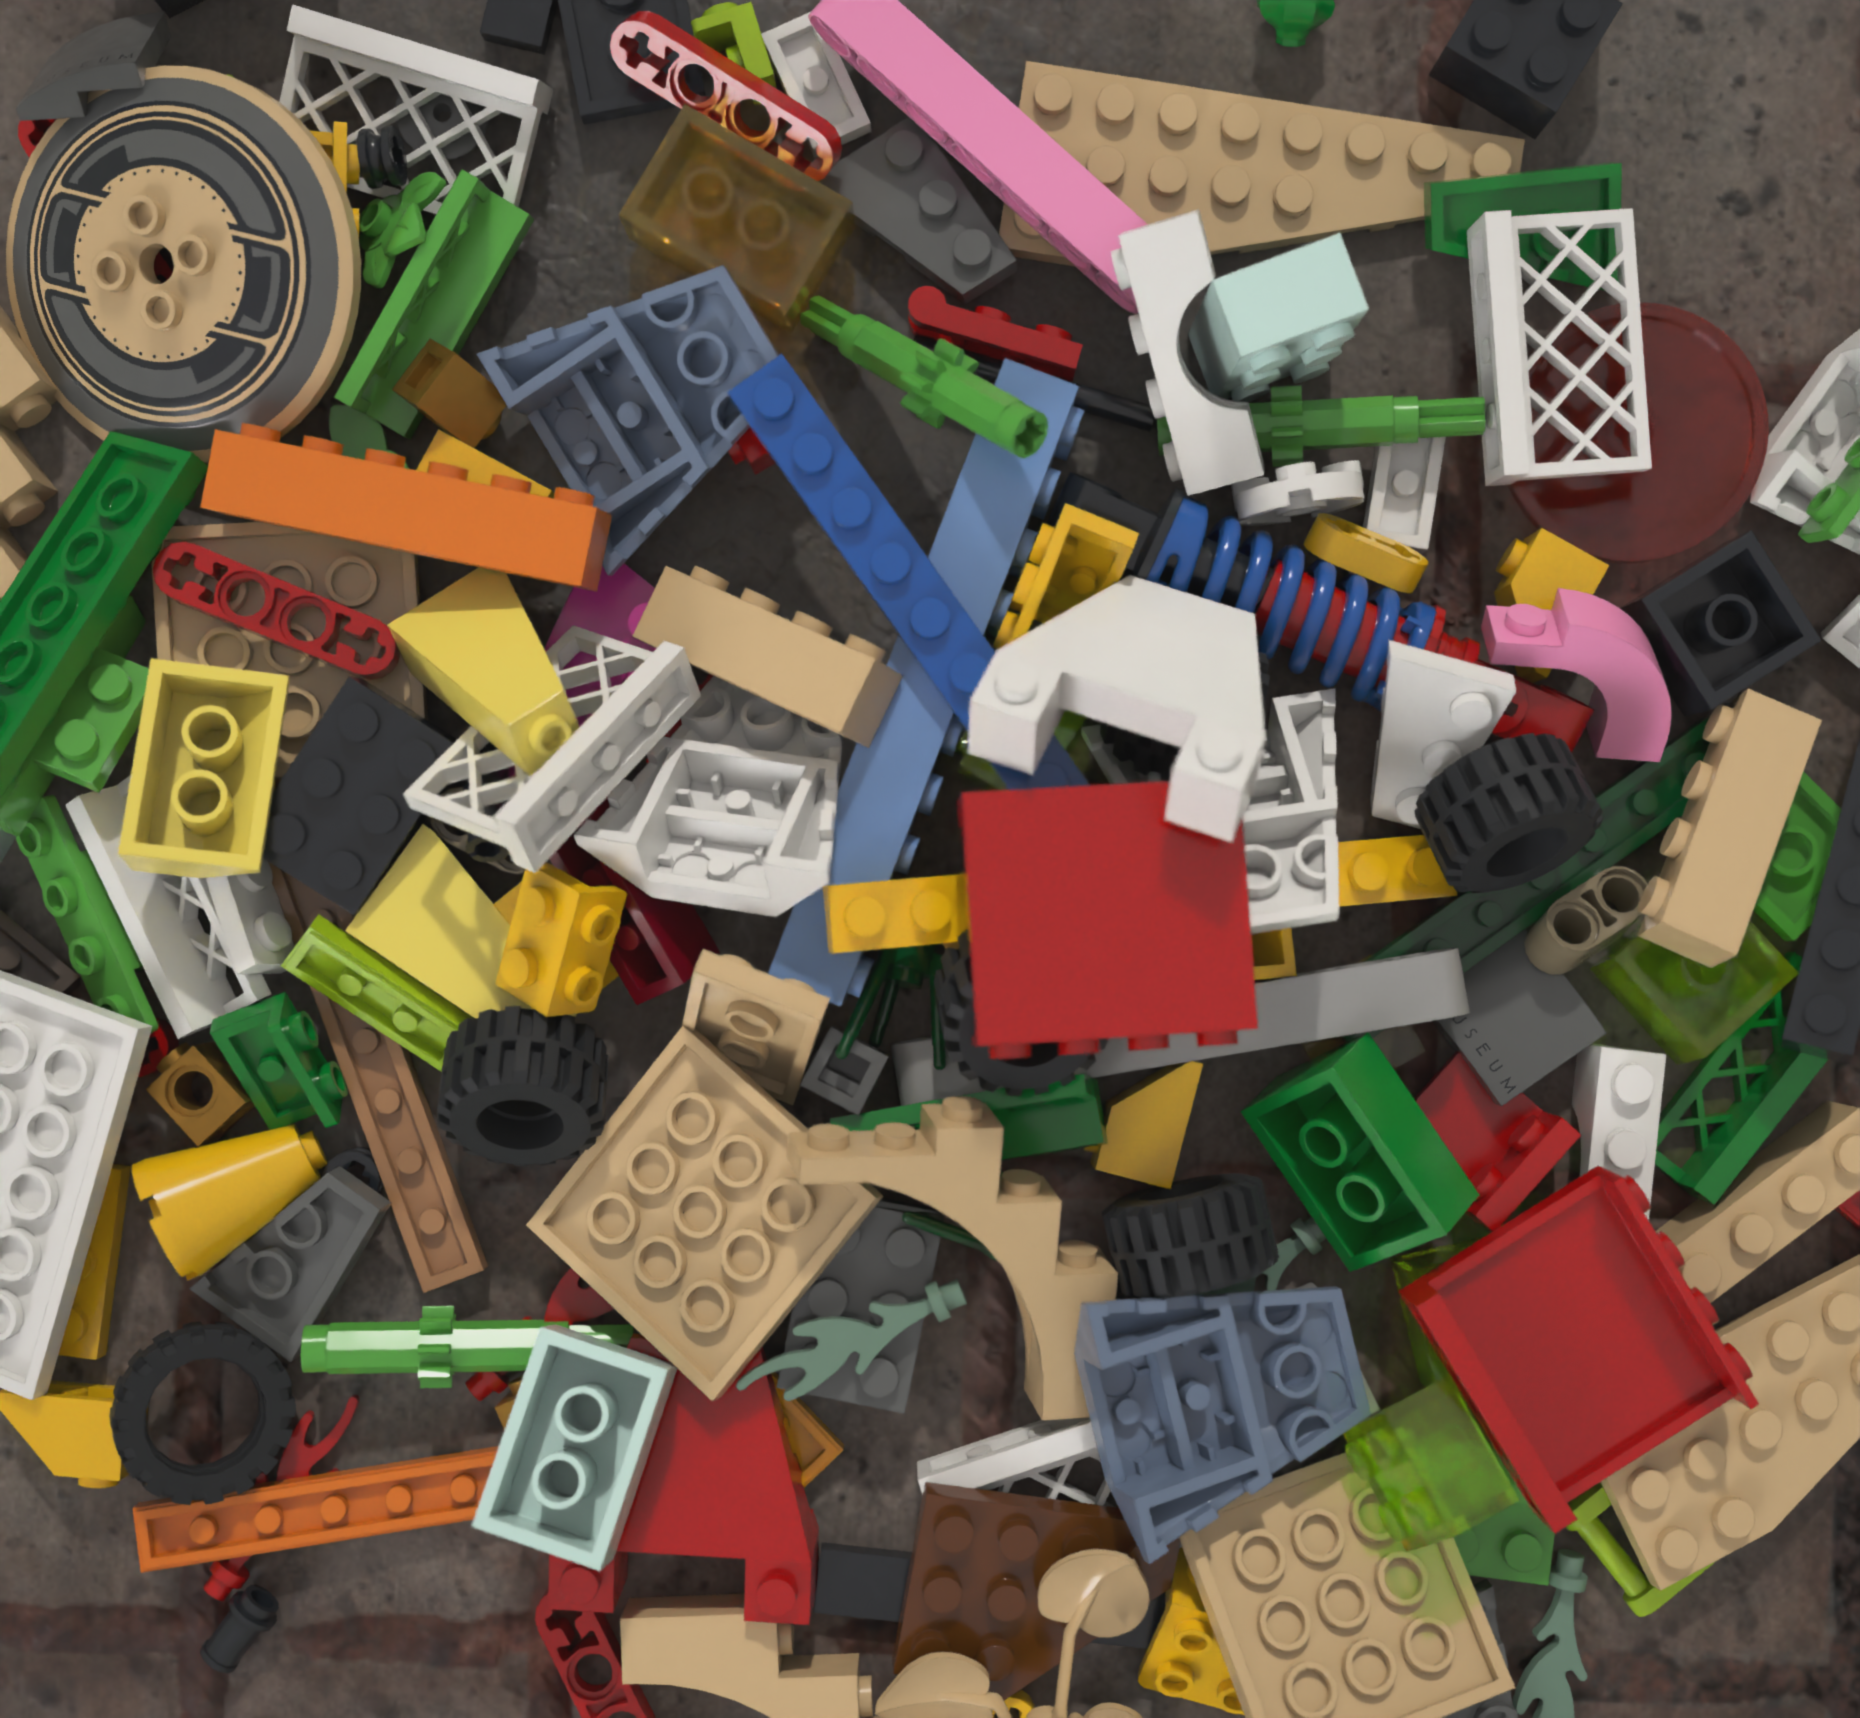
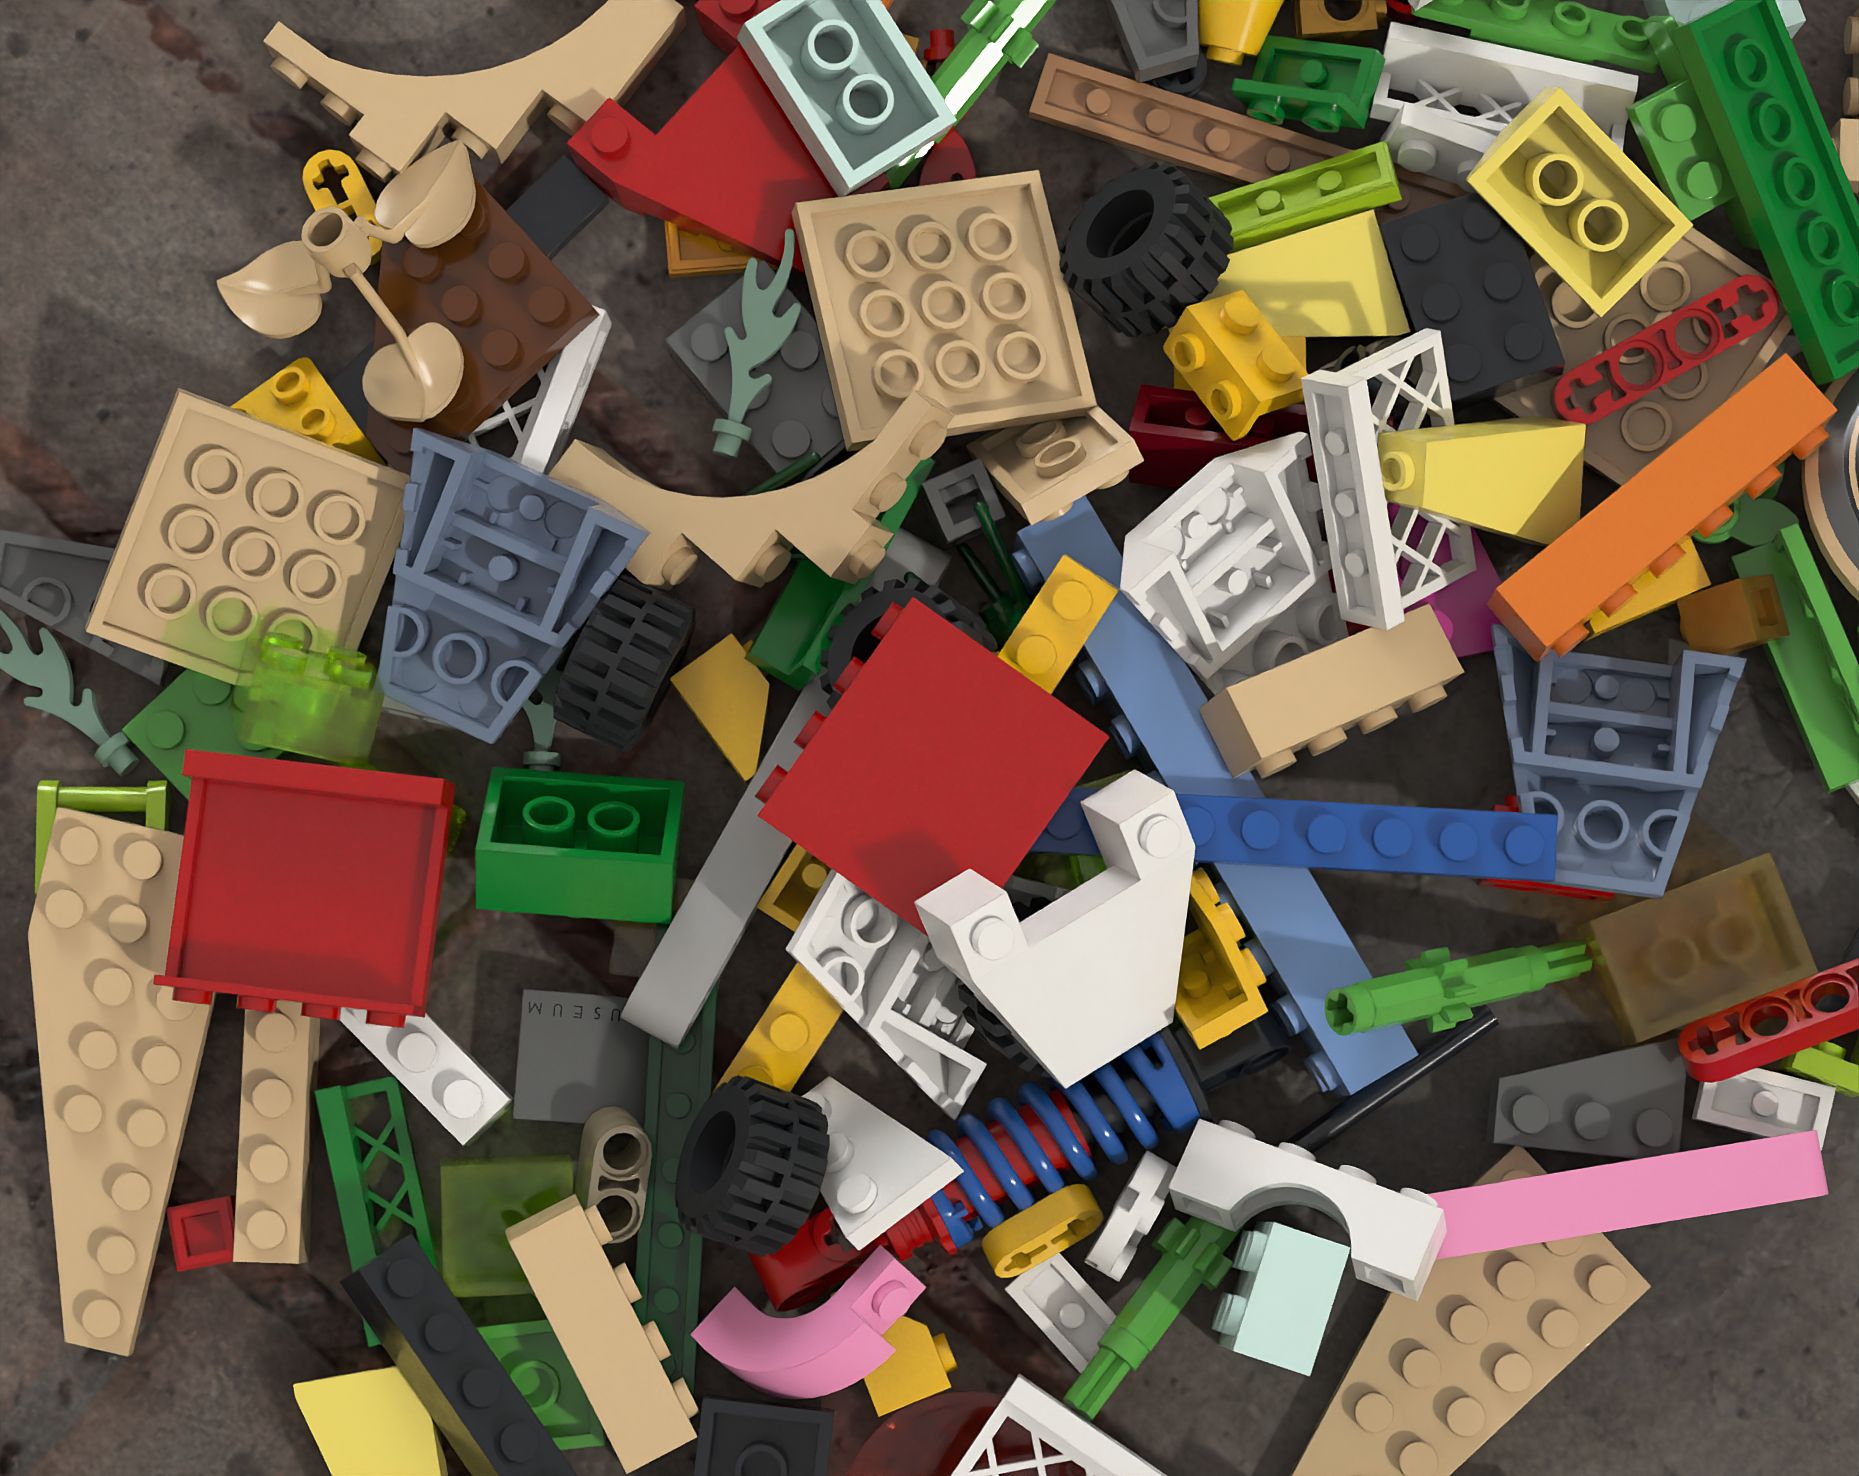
camera: 125 degrees right, 5 degrees down
(992, 334) = (1451, 1080): red plate -> none
(1497, 1146) = (501, 954): red bracket -> none

